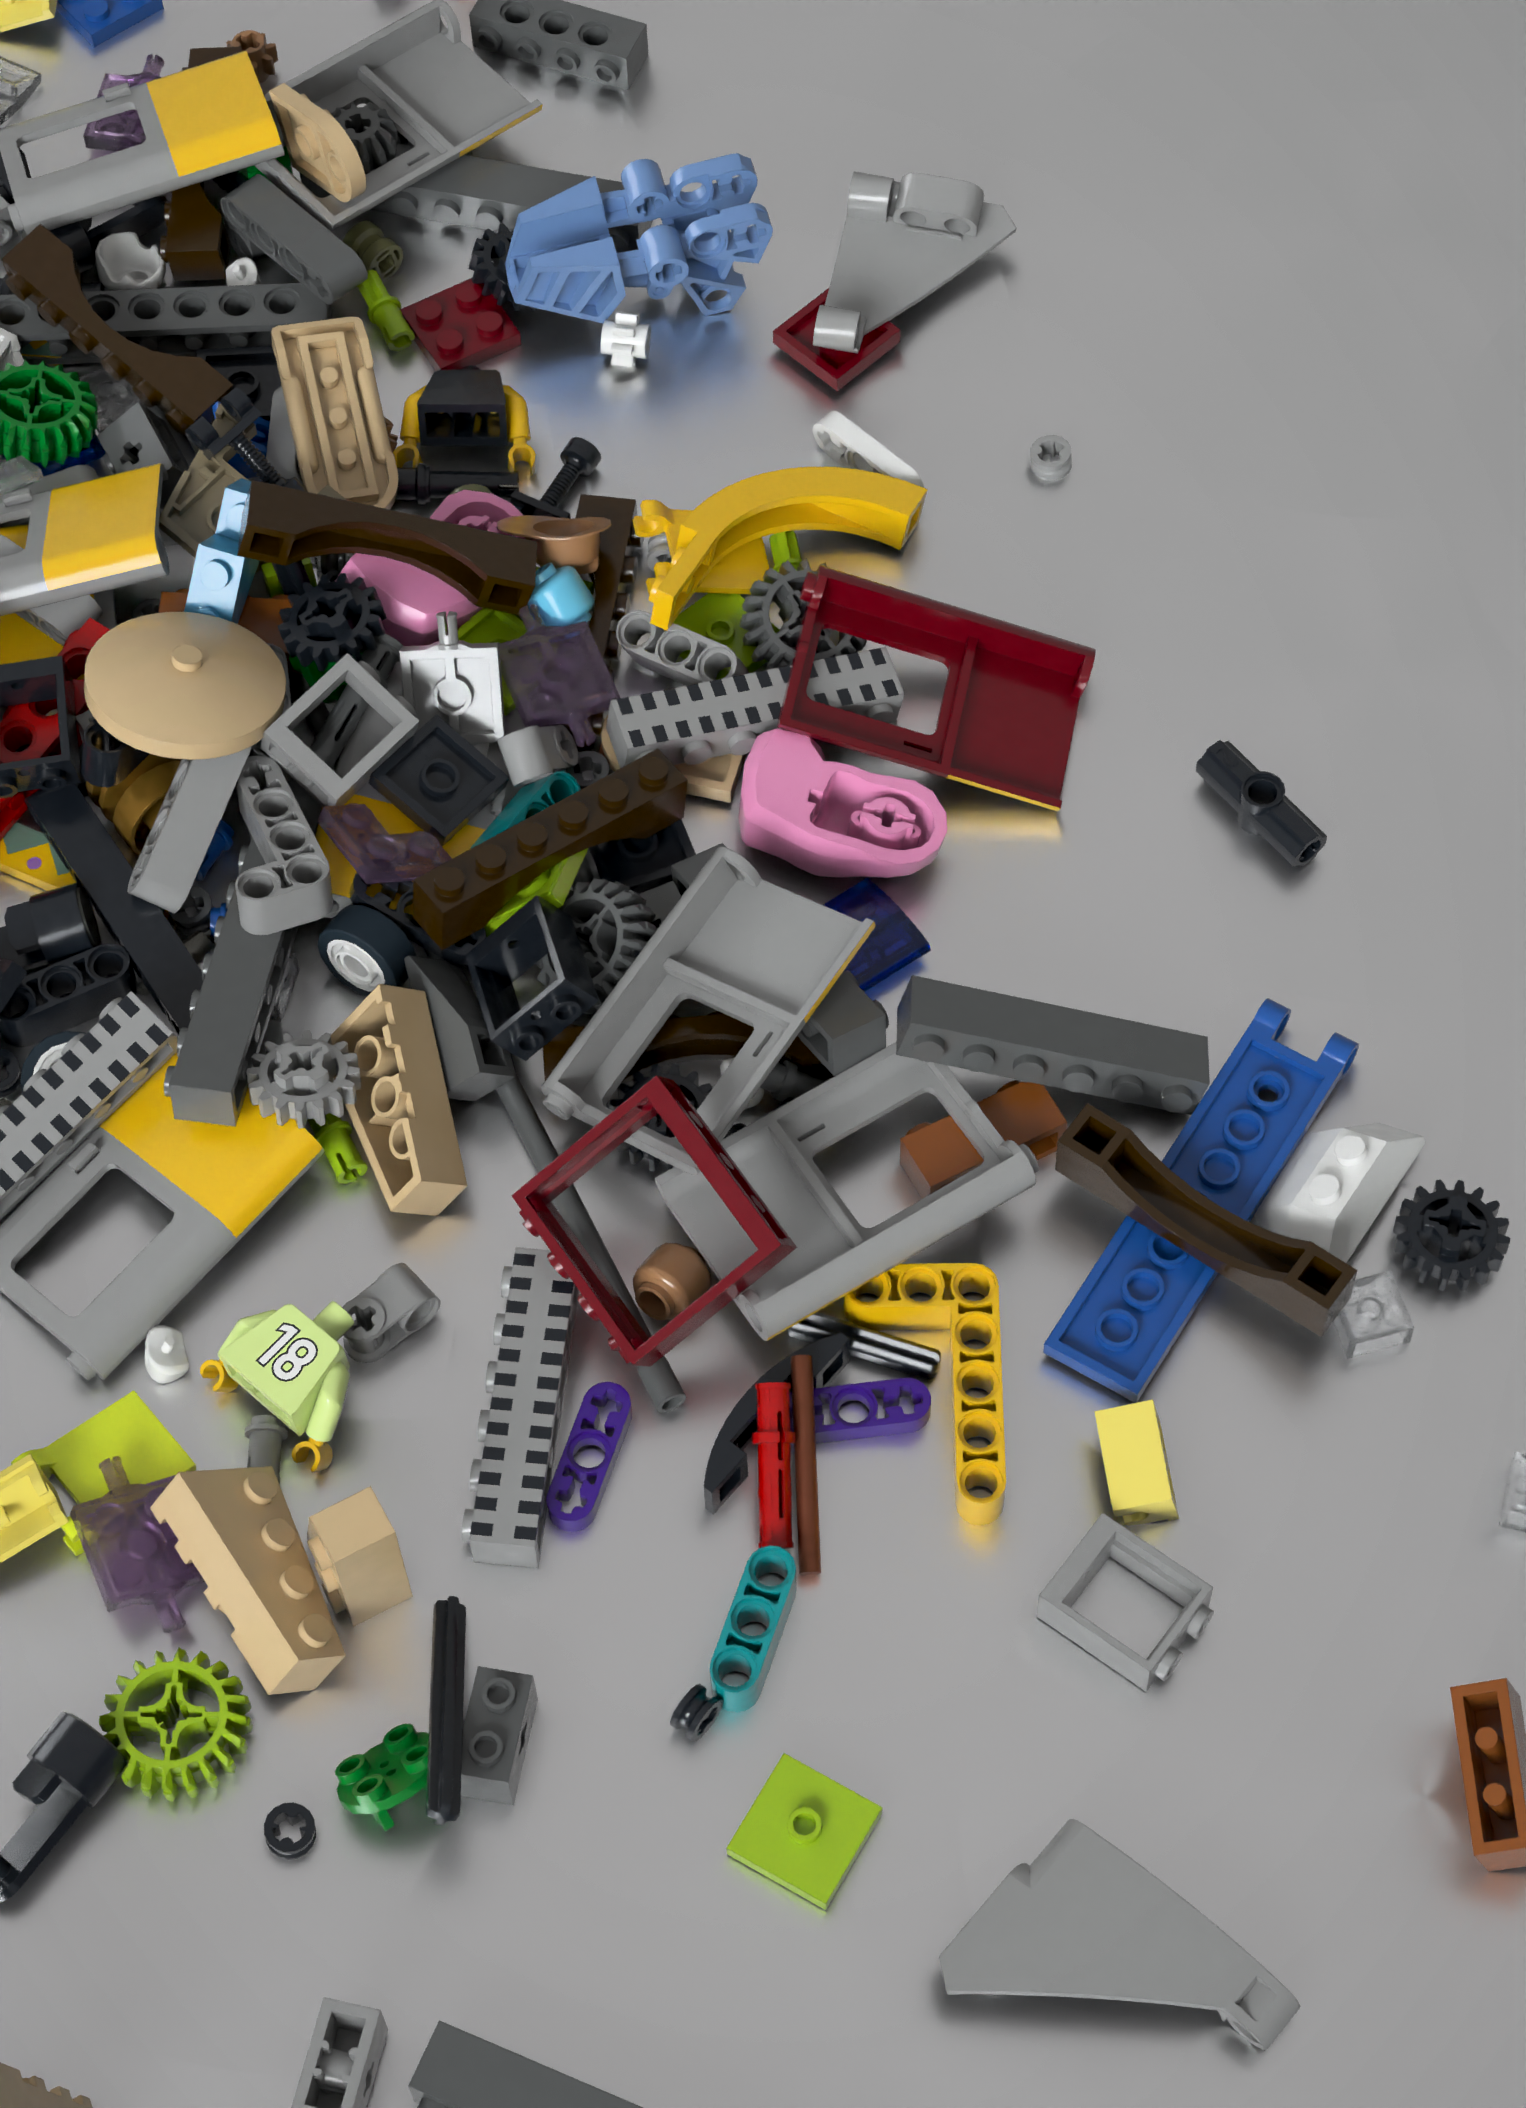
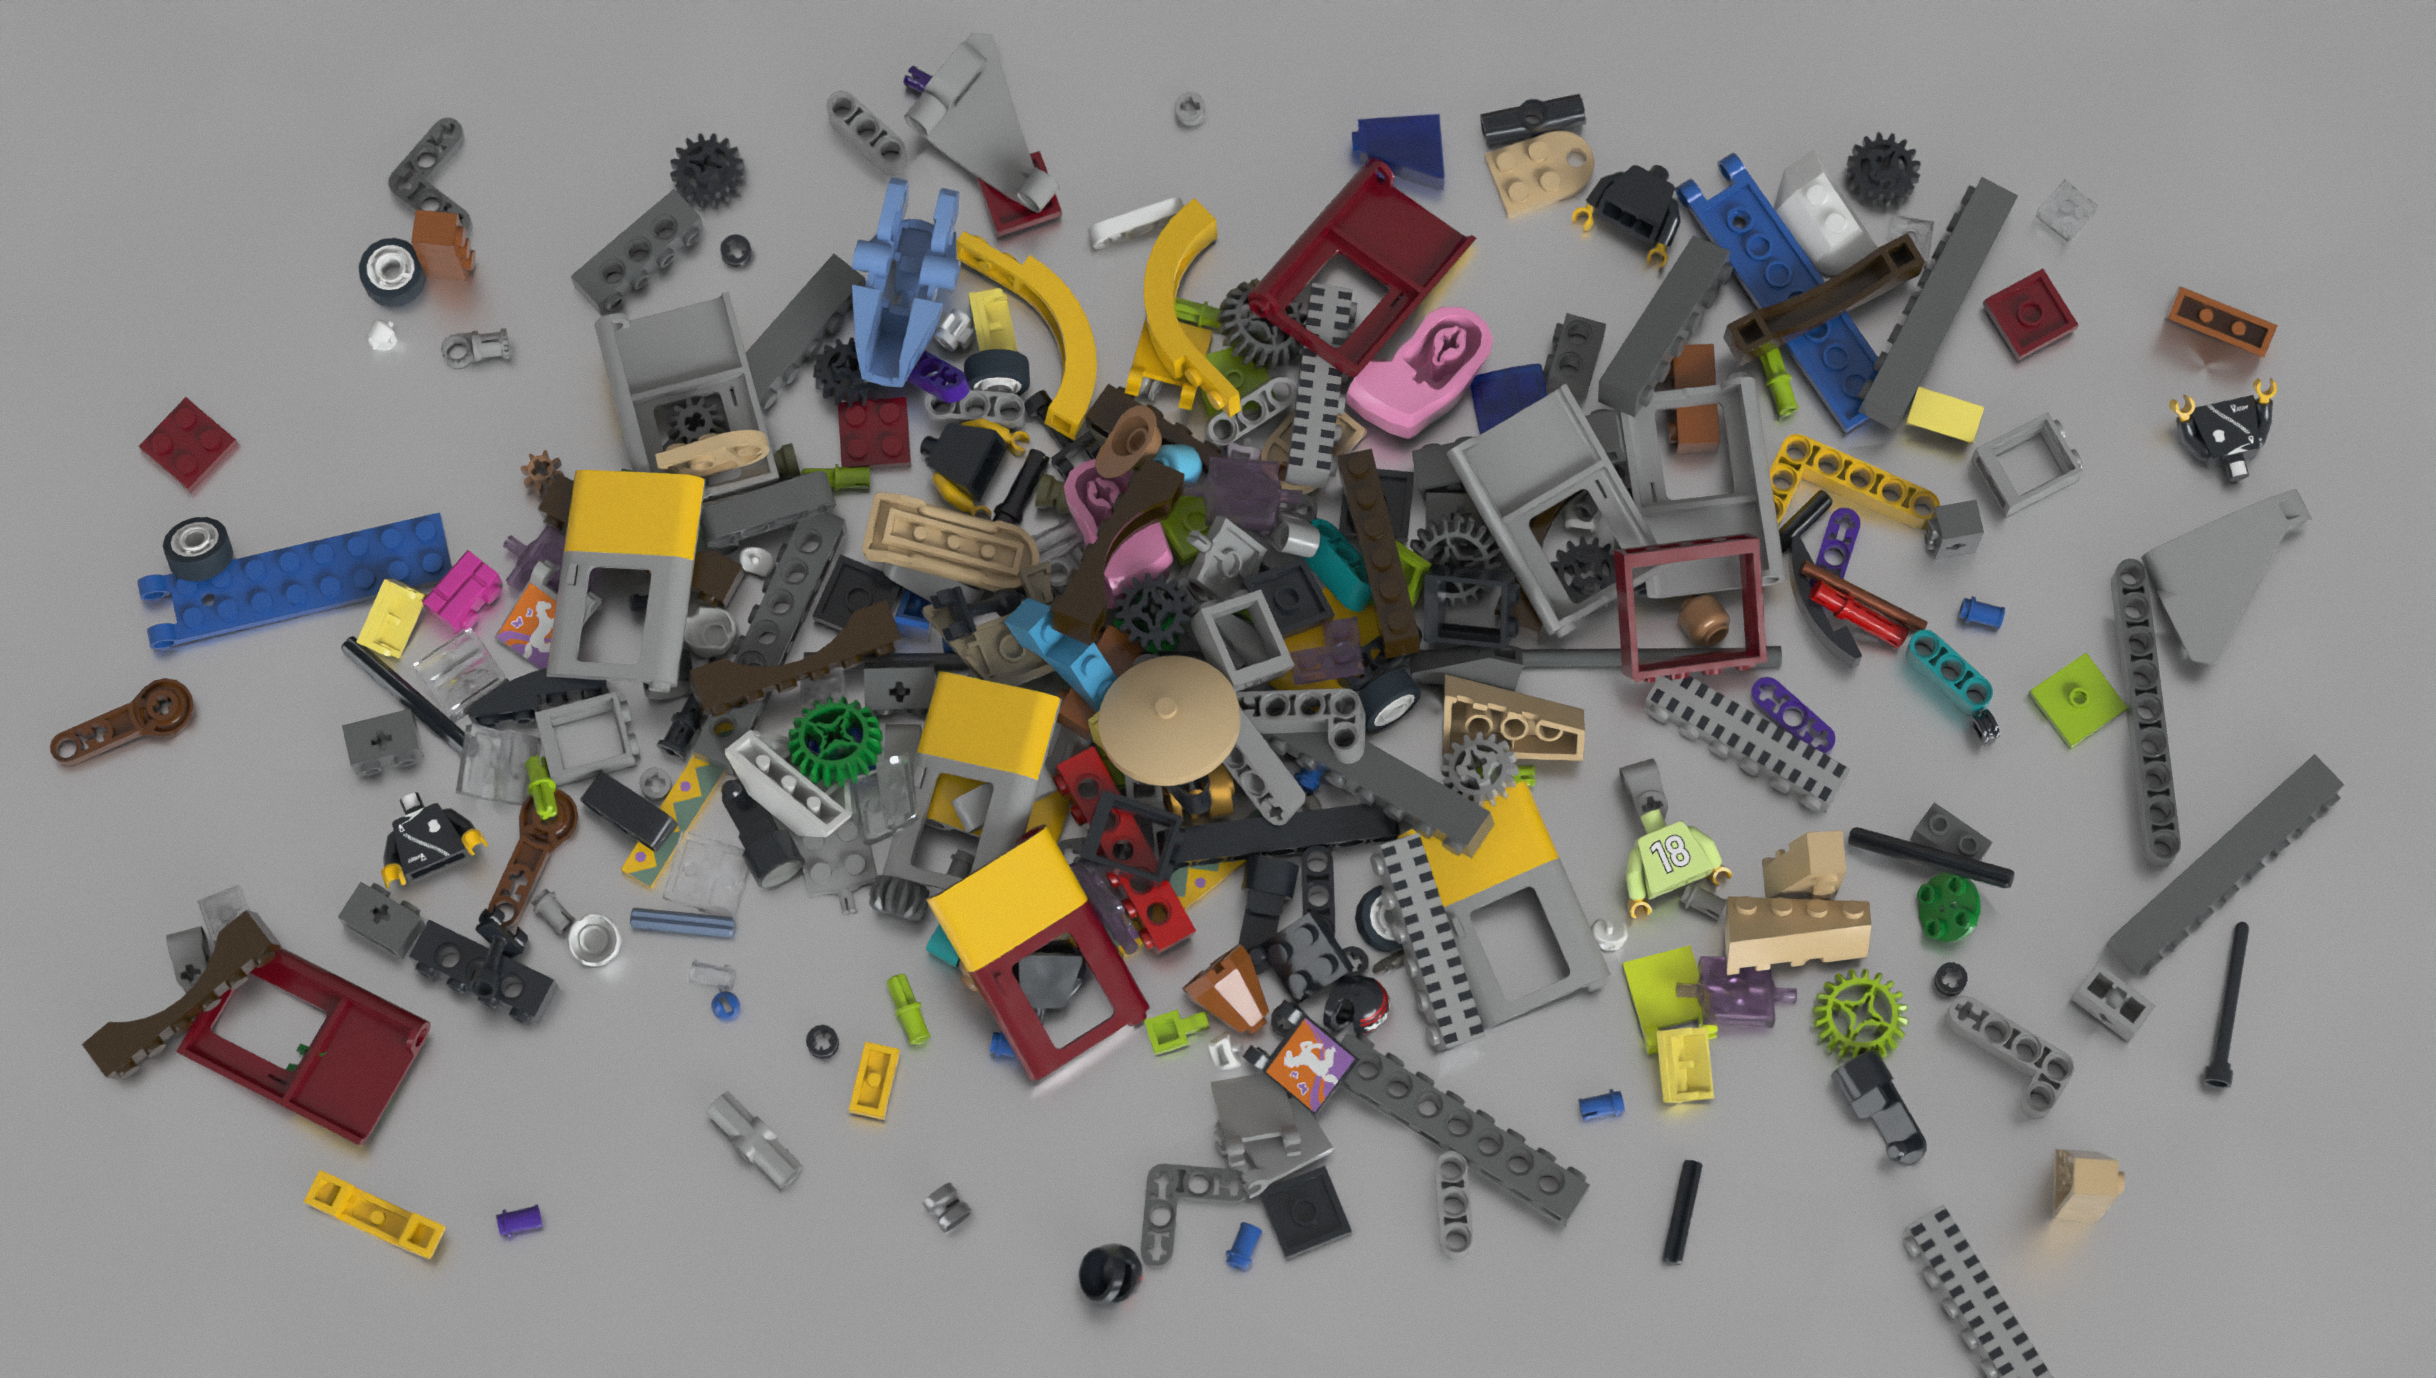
camera: 65 degrees left, 15 degrees up
(73, 46) = (463, 593): none -> dark pink brick
(78, 140) = (531, 619): none -> flag
(206, 1952) = (2005, 1050): none -> light grey beam
(544, 405) = (993, 403): none -> light grey beam
(549, 335) = (936, 384): none -> dark purple beam
(588, 393) = (998, 371): none -> black wheel
(614, 110) = (740, 241): none -> black bush
(629, 678) = (1243, 452): none -> white piece
(652, 376) = (992, 320): none -> light yellow hinge
(676, 454) = (1062, 314): none -> yellow arch
(693, 54) = (697, 159): none -> black gear
(814, 1955) = (2139, 727): none -> dark grey beam
(824, 171) = (862, 118): none -> light grey beam
(869, 1637) = (1981, 612): none -> blue pin
(964, 1535) = (1954, 530): none -> dark grey brick
(966, 961) = (1581, 356): none -> dark grey brick
(1068, 1237) = (1779, 382): none -> lime axle
(1136, 684) = (1406, 145): none -> clear blue slope
(1196, 845) = (1537, 171): none -> tan plate
(1213, 962) = (1638, 204): none -> black torso
(1295, 1375) = (1937, 303): none -> dark grey brick
(1334, 1859) = (2227, 429): none -> black torso
(1355, 1515) = (2030, 314): none -> dark red plate

